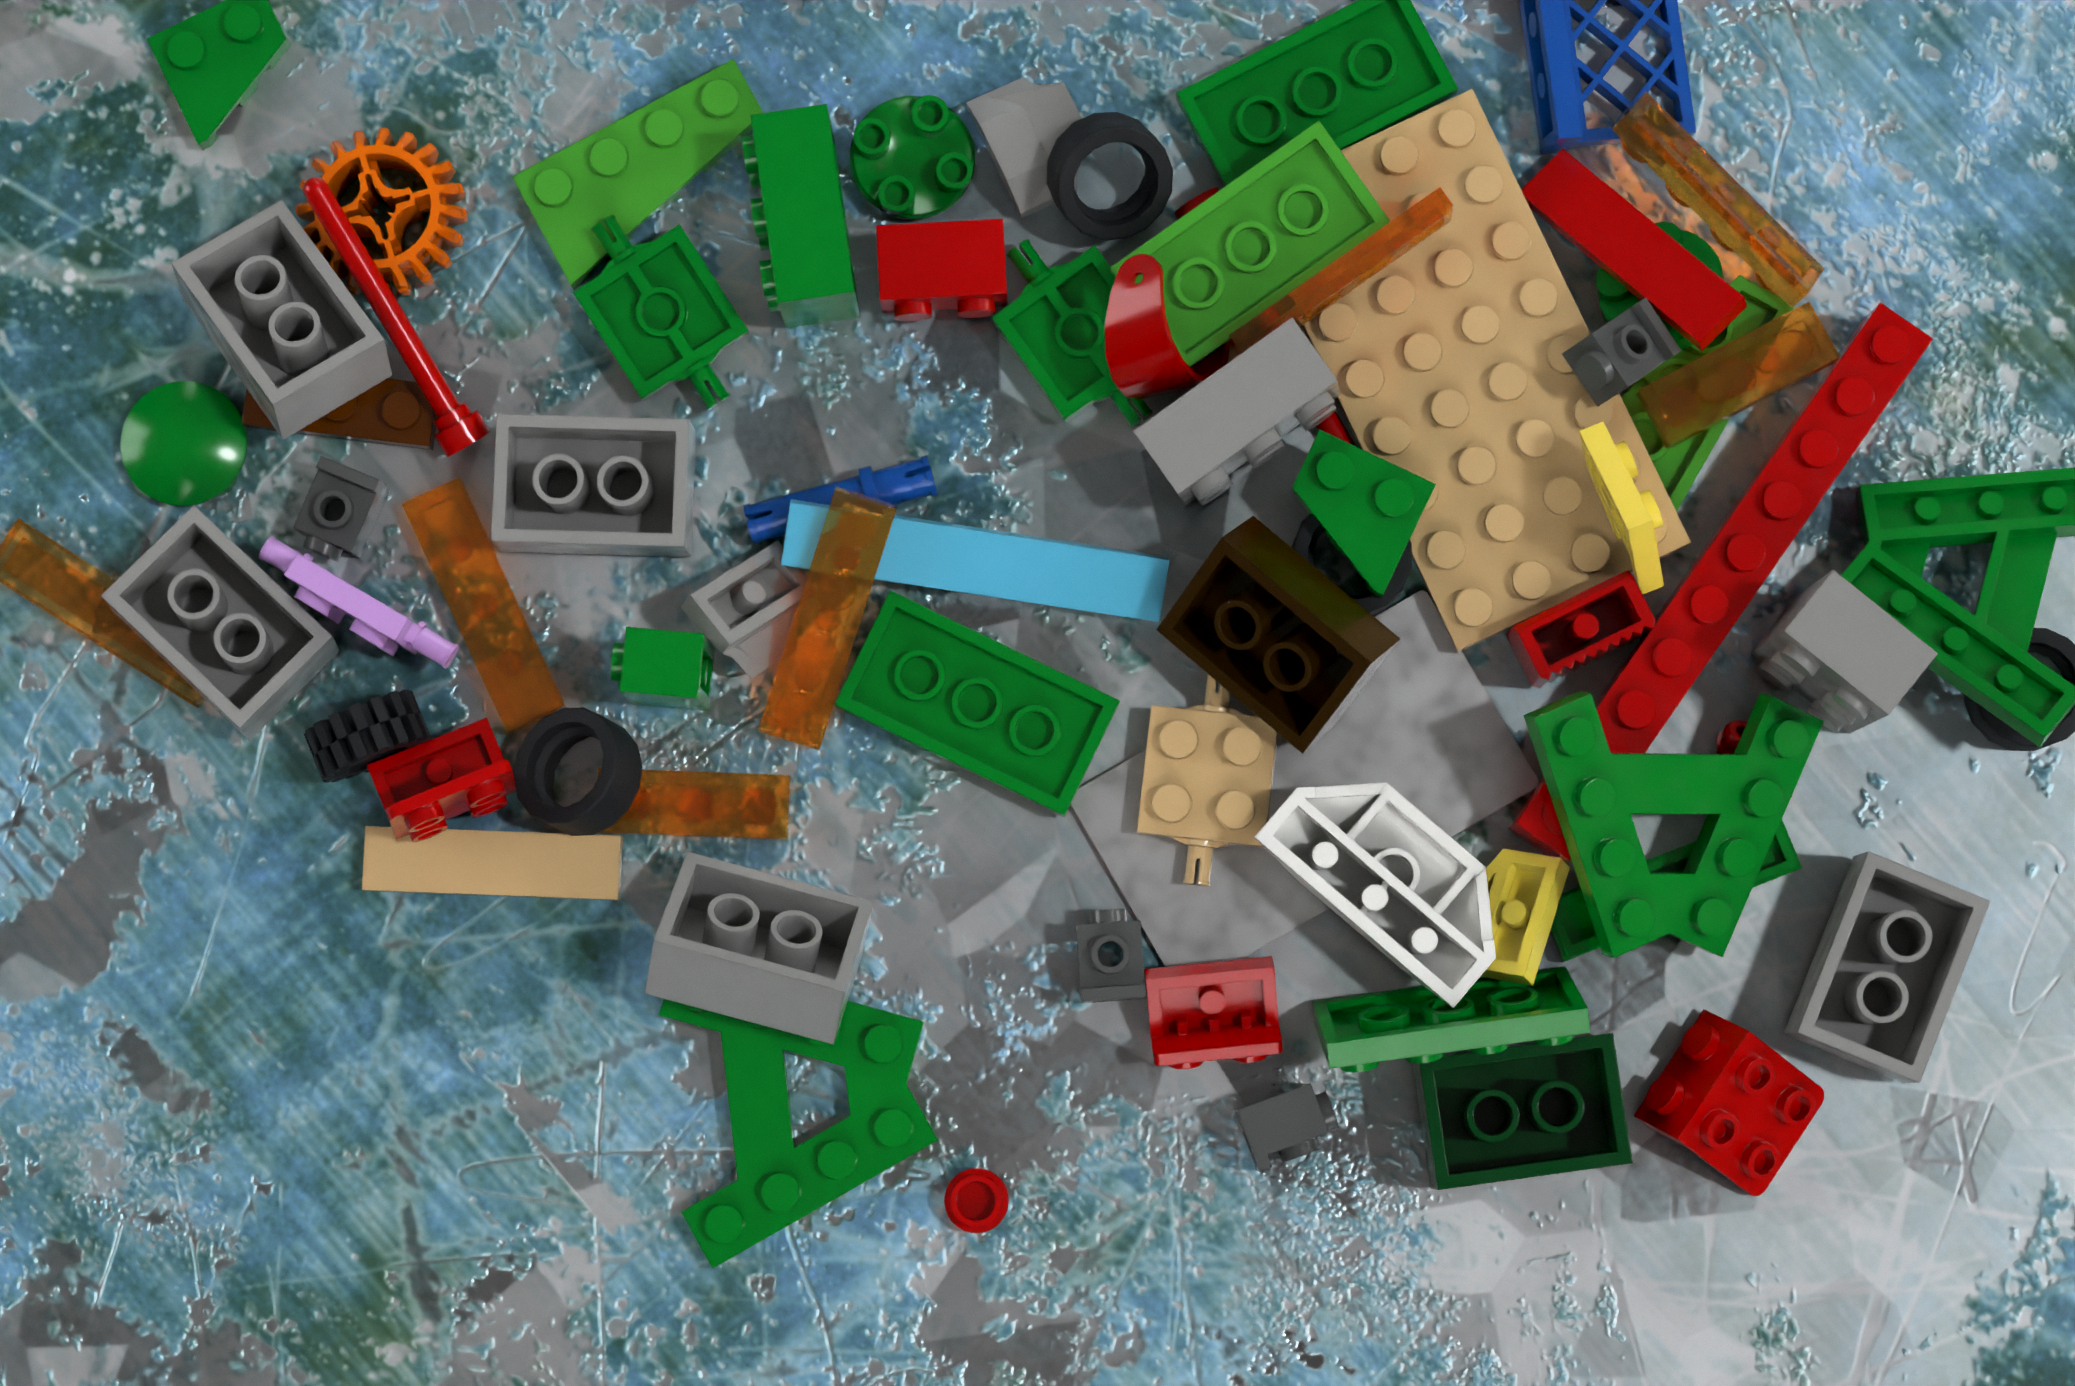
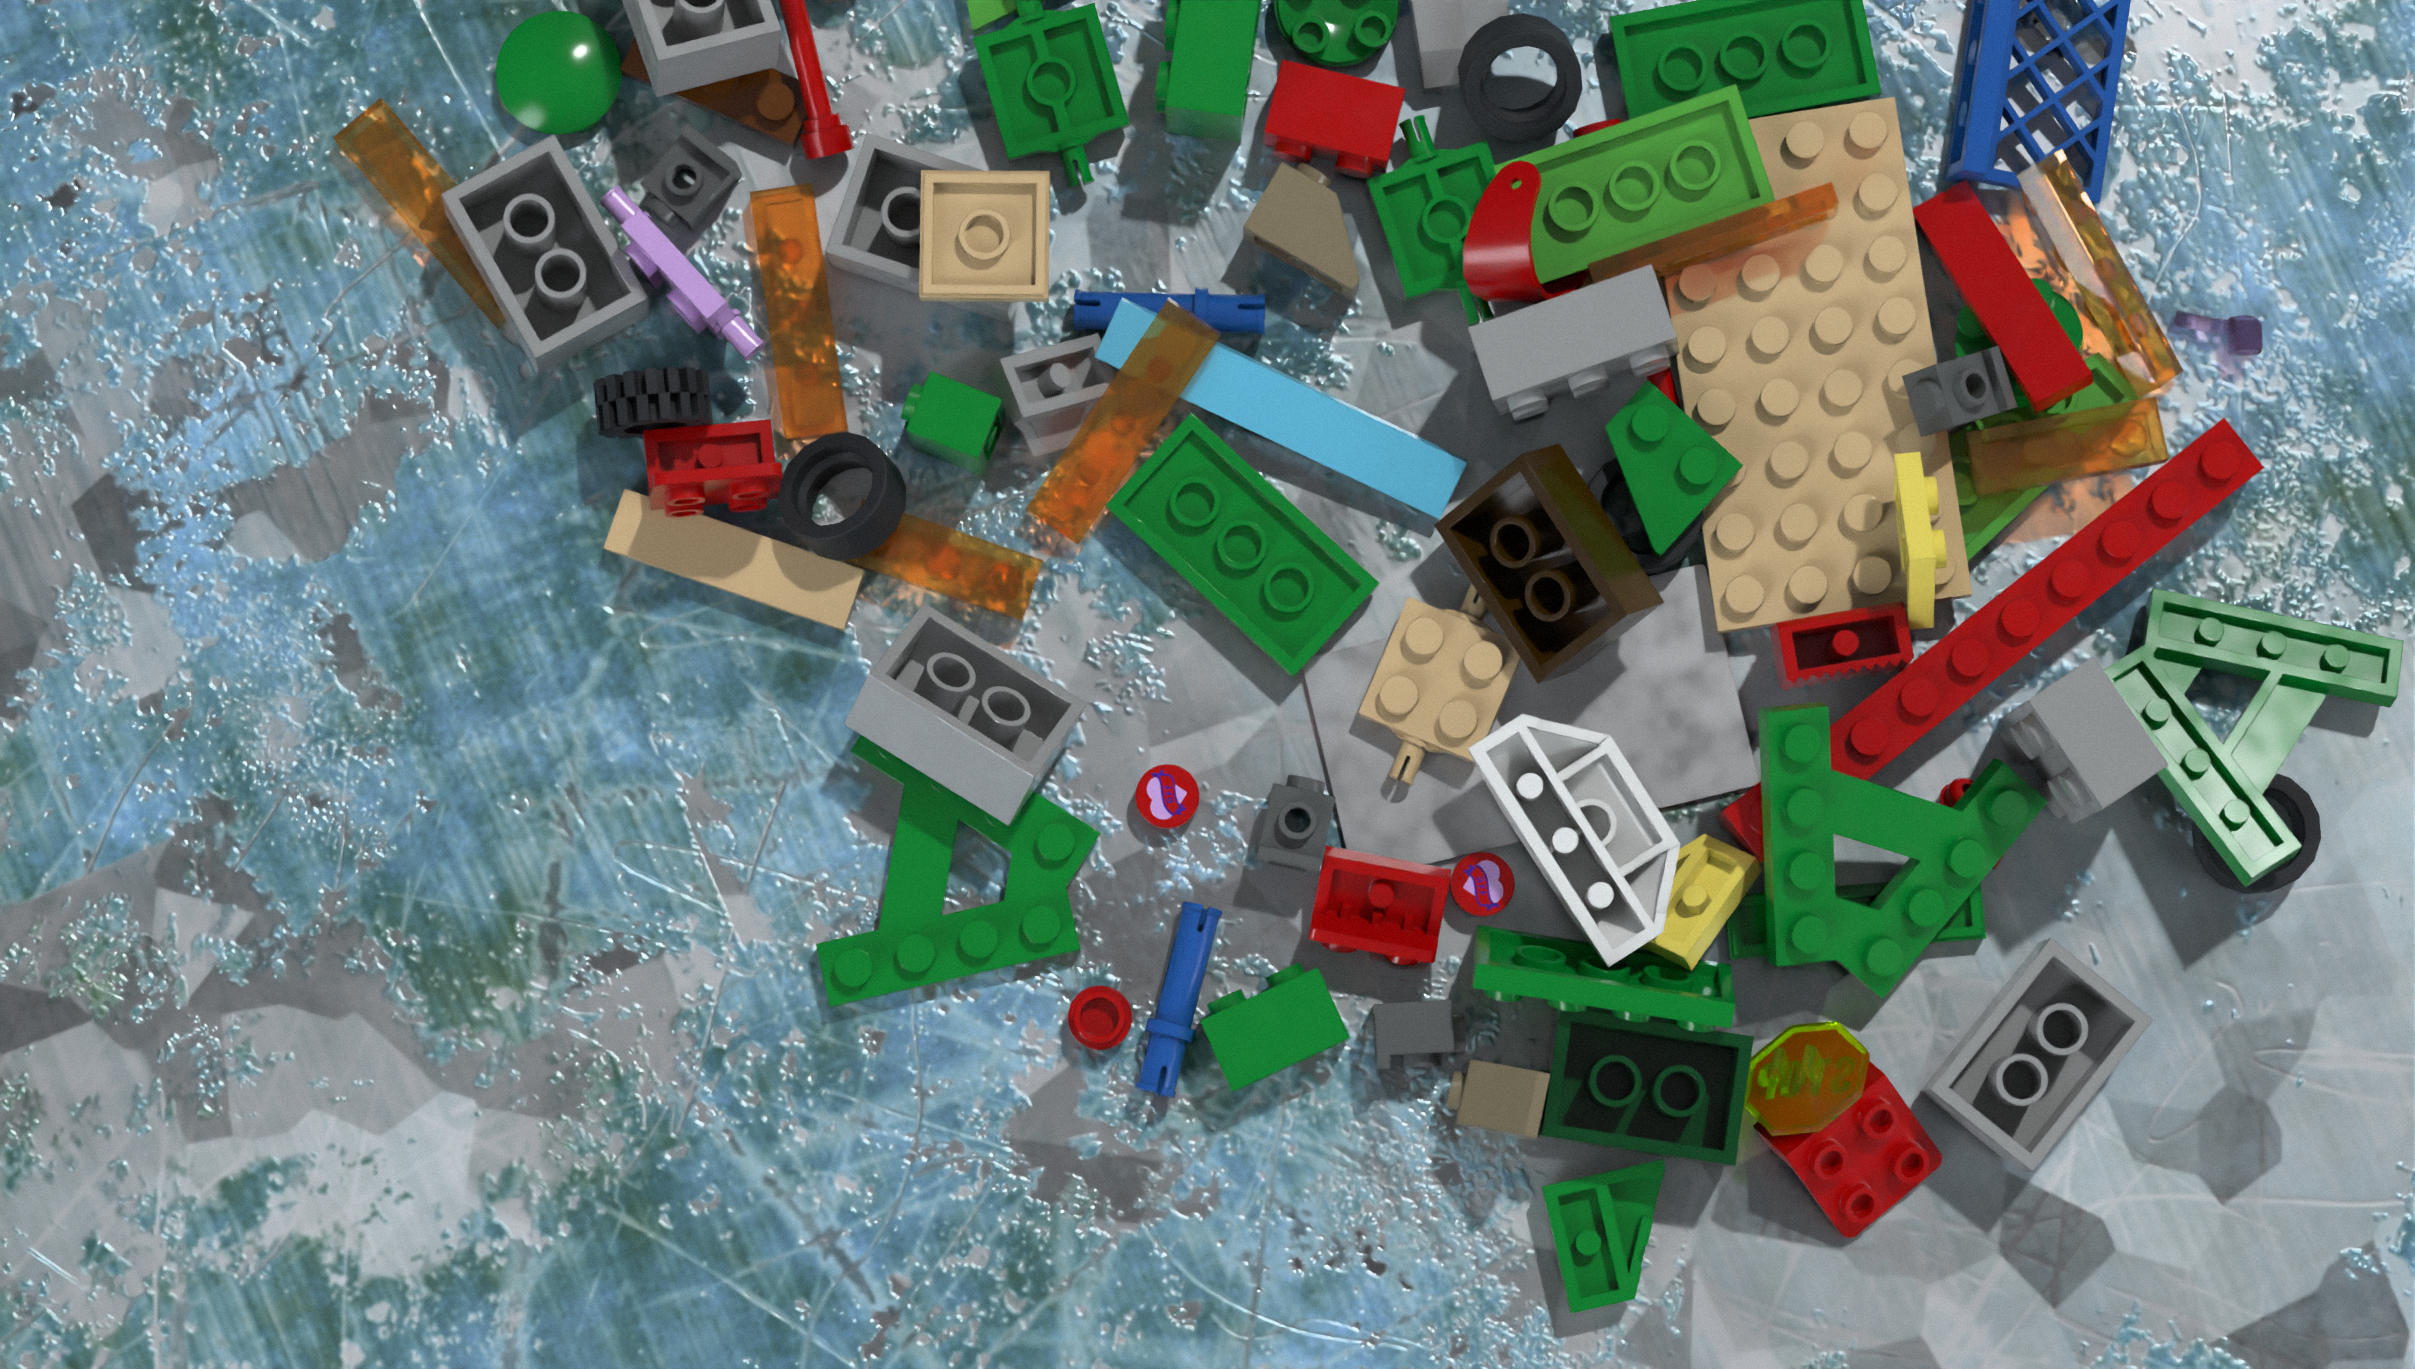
camera: 15 degrees right, 0 degrees up
(640, 480) = (984, 236): none -> tan plate
(946, 380) = (1305, 228): none -> dark tan slope
(977, 967) = (1167, 797): none -> red tile
(1047, 1161) = (1178, 1000): none -> blue pin
(1147, 1160) = (1274, 1027): none -> green brick
(1305, 961) = (1482, 884): none -> red tile
(1385, 1165) = (1498, 1098): none -> dark tan slope
(1522, 1262) = (1602, 1232): none -> green wing
(1673, 1055) = (1806, 1078): none -> piece
(1869, 215) = (2242, 332): none -> clear purple hand

